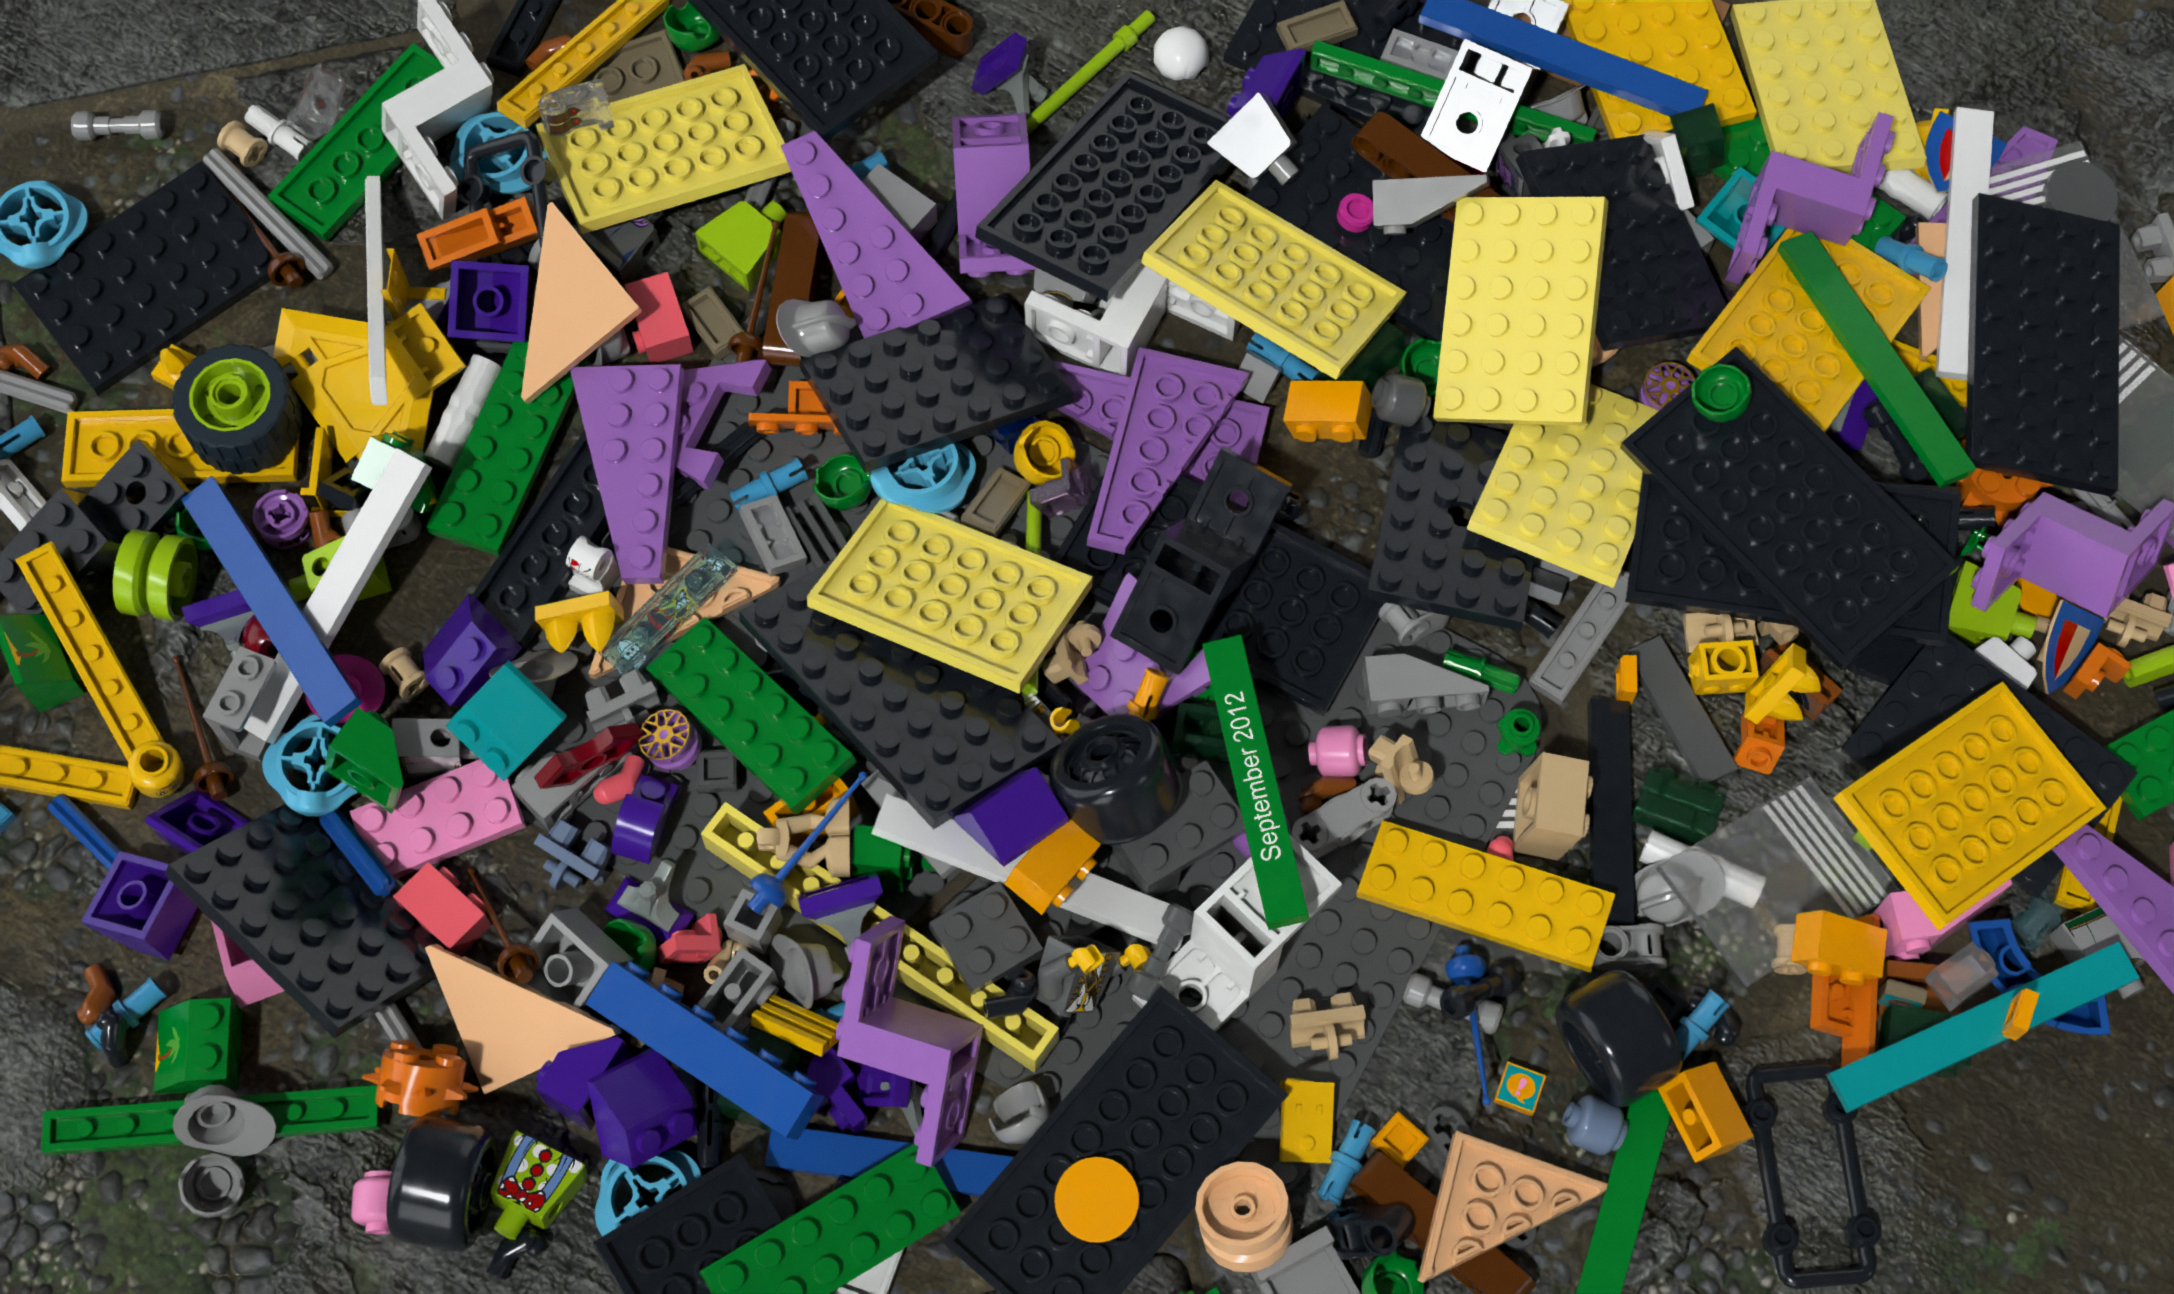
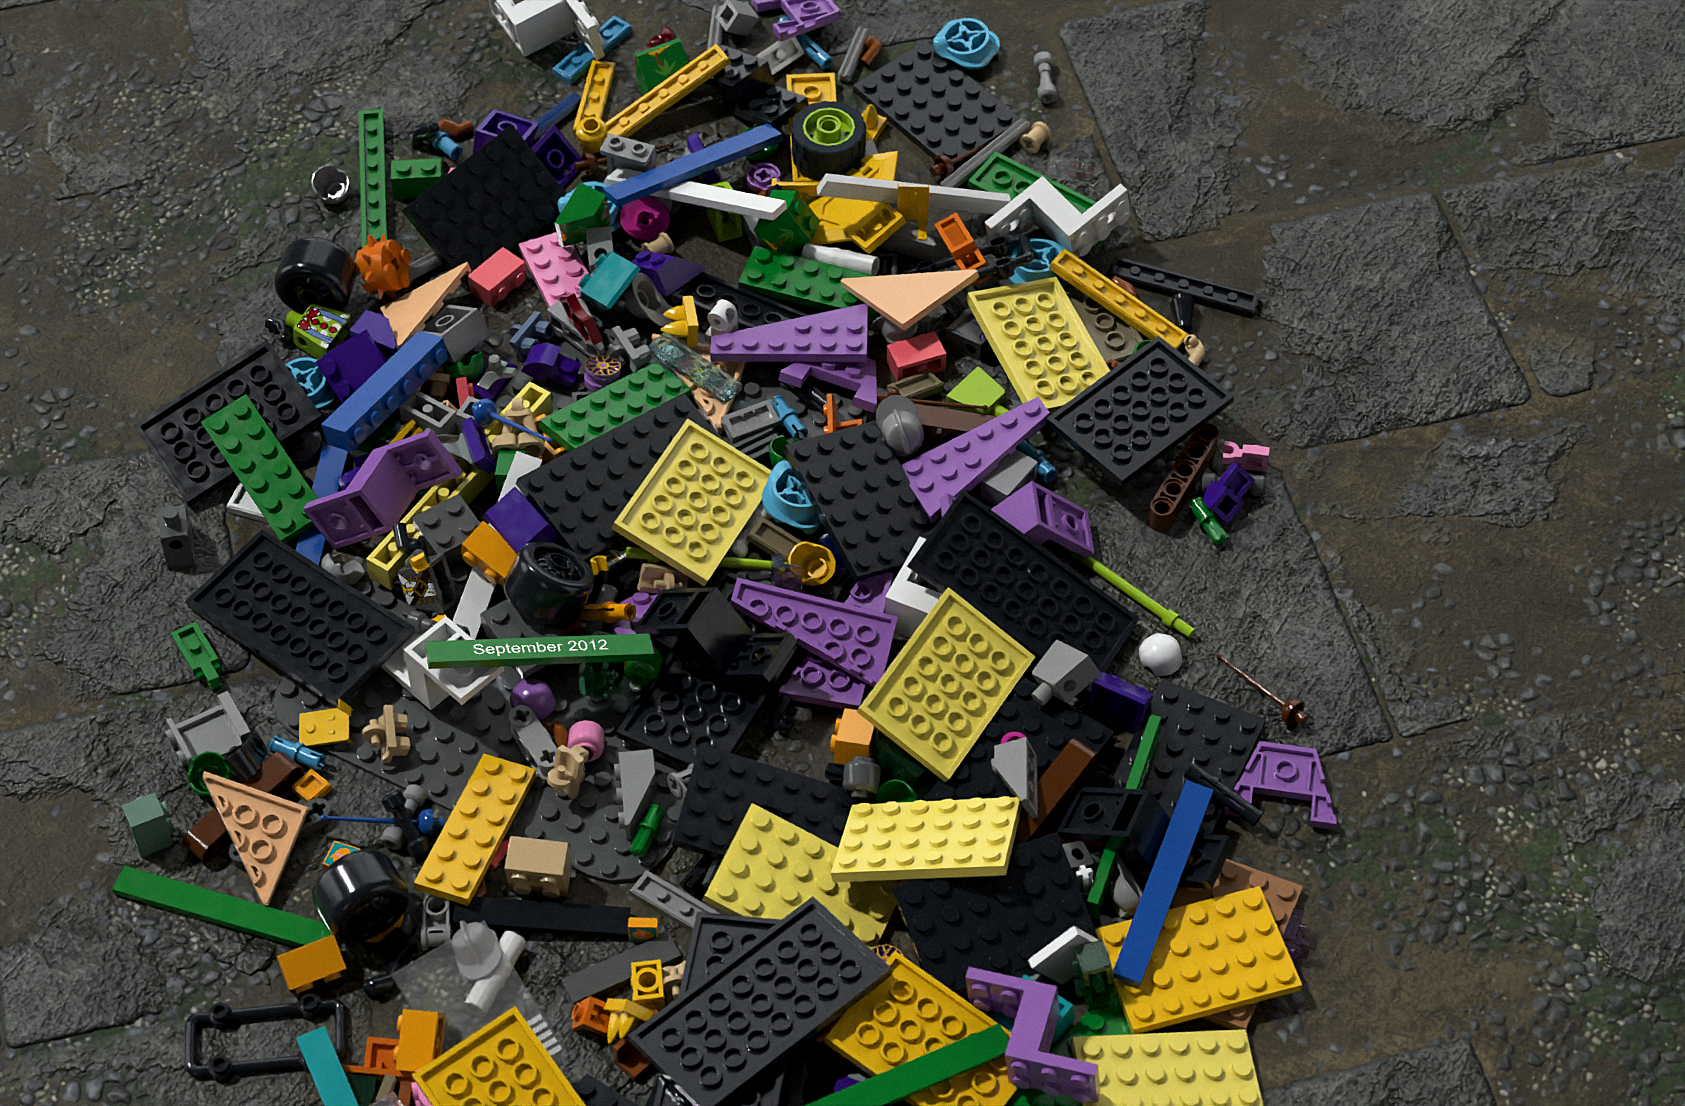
camera: 90 degrees right, 15 degrees down
(155, 575) = (717, 115): lime wheel -> none
(223, 1122) = (366, 179): light grey piece -> none
(278, 132) = (1044, 153): white axle -> none
(358, 853) = (530, 232): blue axle -> none
(488, 301) = (913, 251): dark purple slope -> none
(517, 960) = (451, 299): reddish brown sword -> none
(575, 108) = (1066, 292): clear leg -> none
(617, 786) = (572, 350): coral arm -> none
(1007, 70) = (1129, 537): dark purple piece -> none
(1096, 1199) = (277, 603): light orange piece -> none
(1244, 1216) = (256, 679): light nougat wheel -> none
(1325, 24) = (1184, 732): dark tan tile -> none
(1419, 54) = (1166, 788): light grey piece -> none
(1514, 741) = (599, 853): green brick -> none
(1595, 1125) = (301, 898): sand blue head -> none
(1677, 806) = (543, 957): clear green brick -> none
(1700, 1022) = (373, 960): dark azure pin -> none
(1721, 393) = (842, 947): green hair -> none

